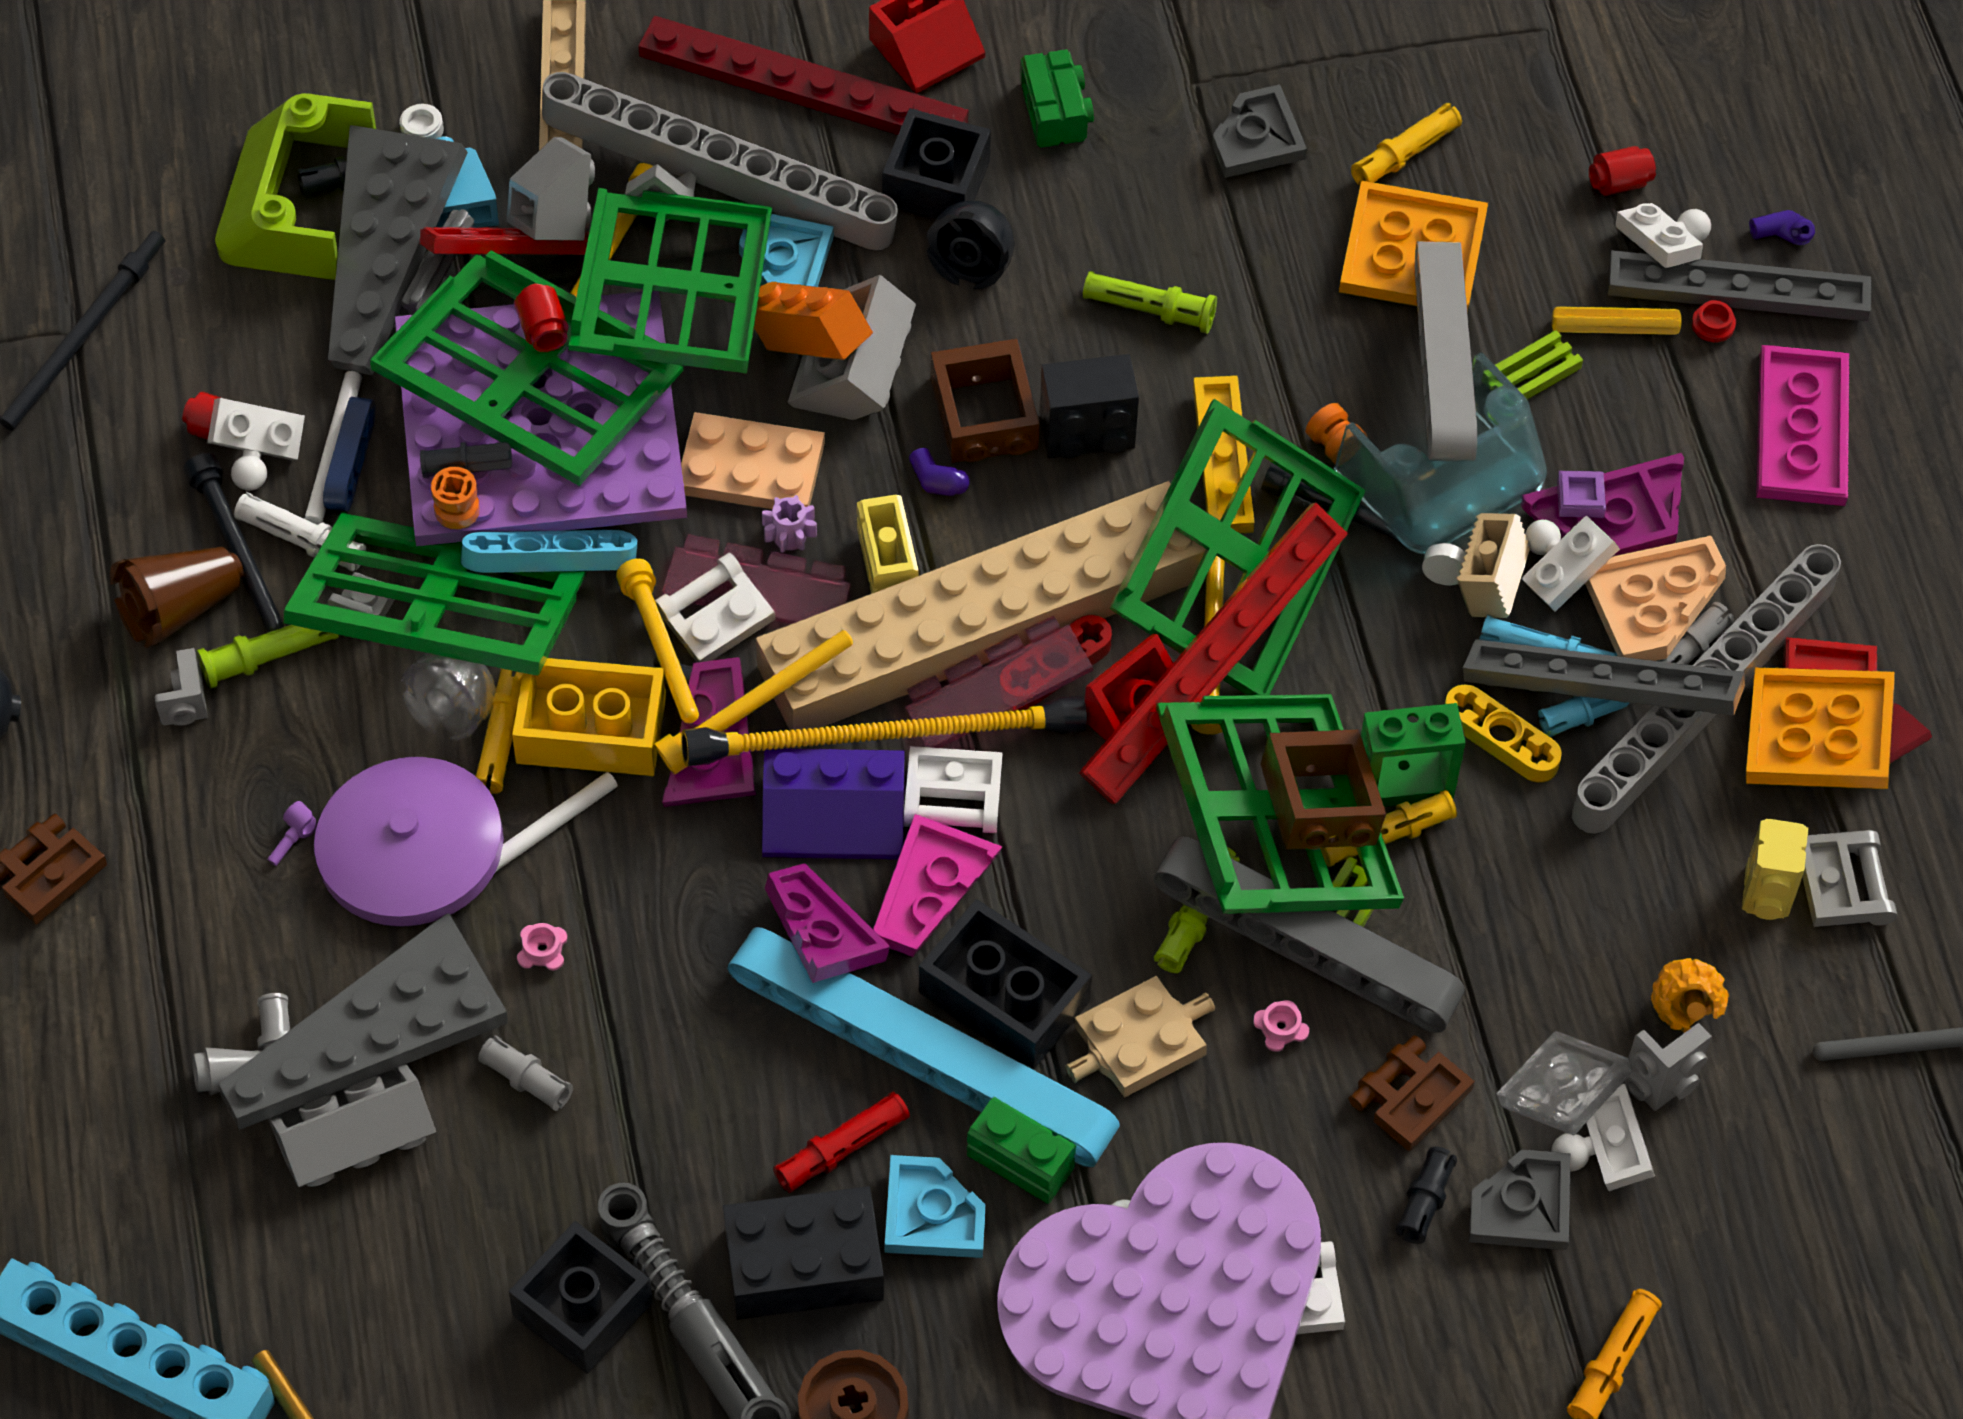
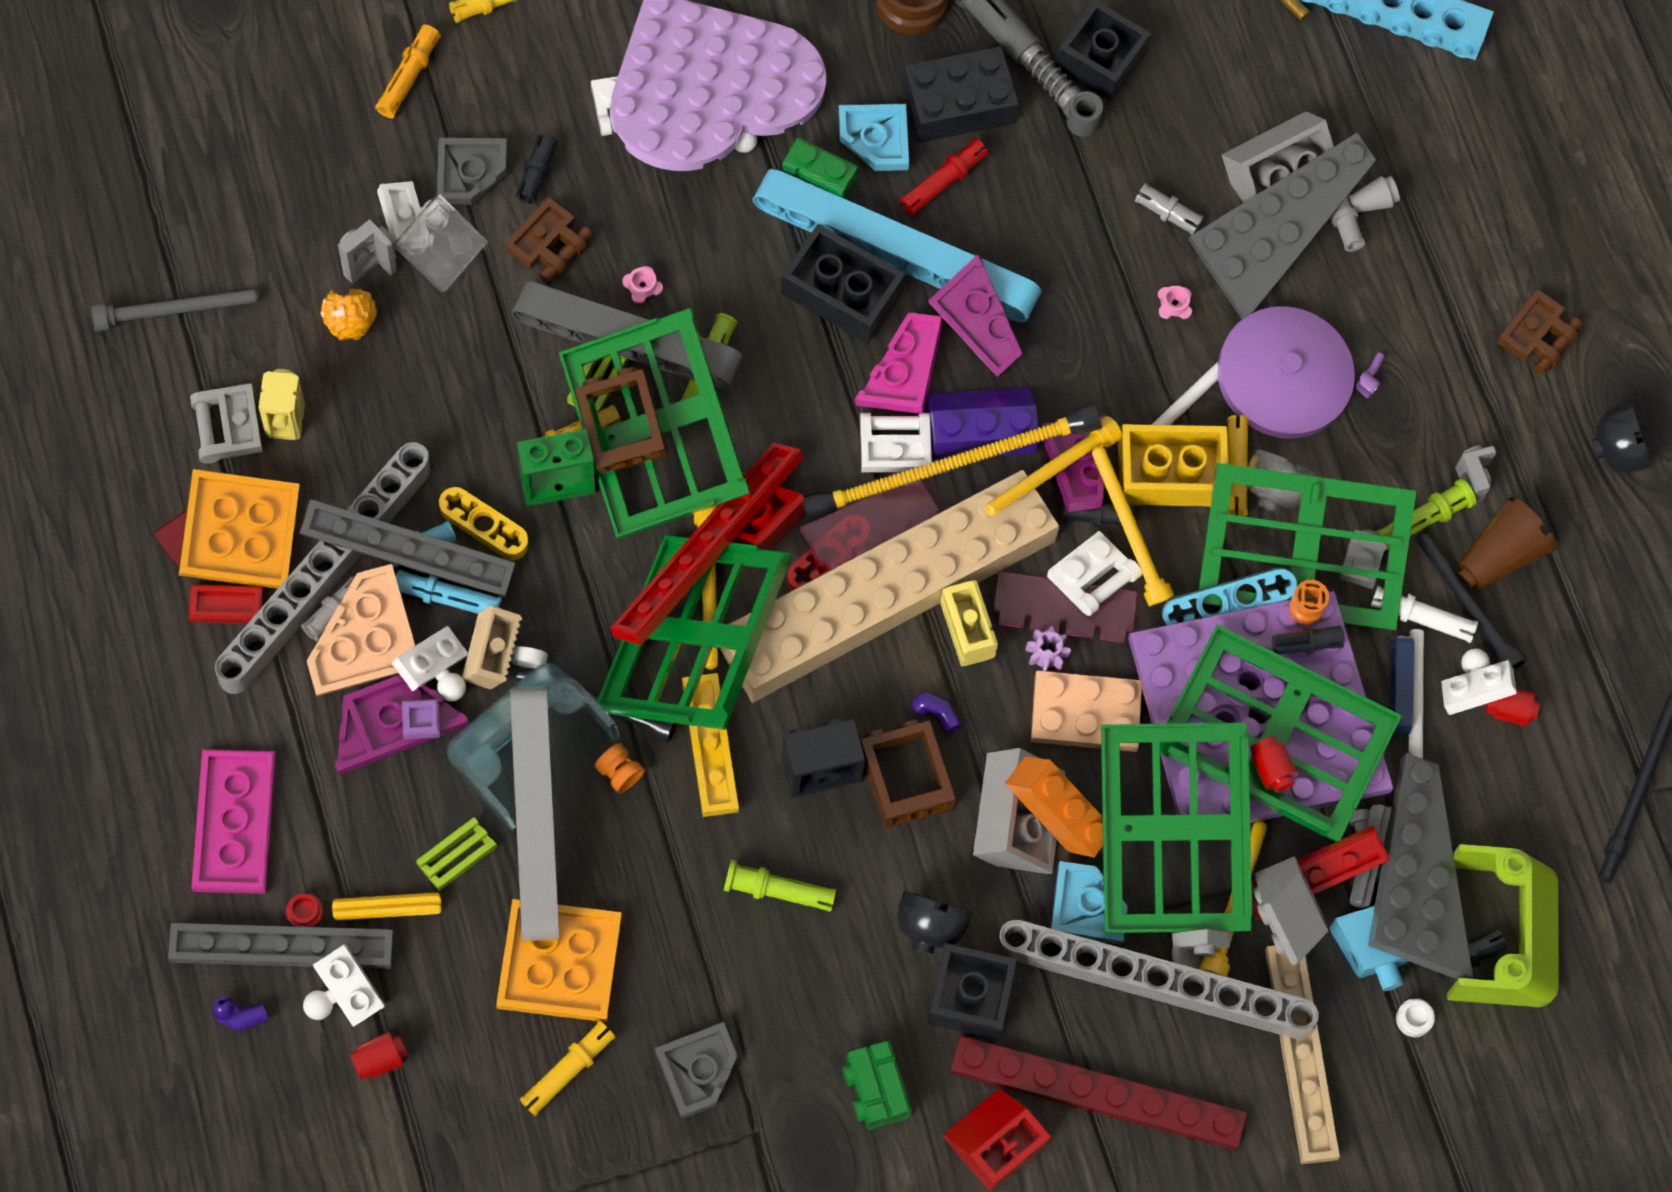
camera: 170 degrees right, 10 degrees up
(1140, 1036) = (741, 268): tan plate -> none

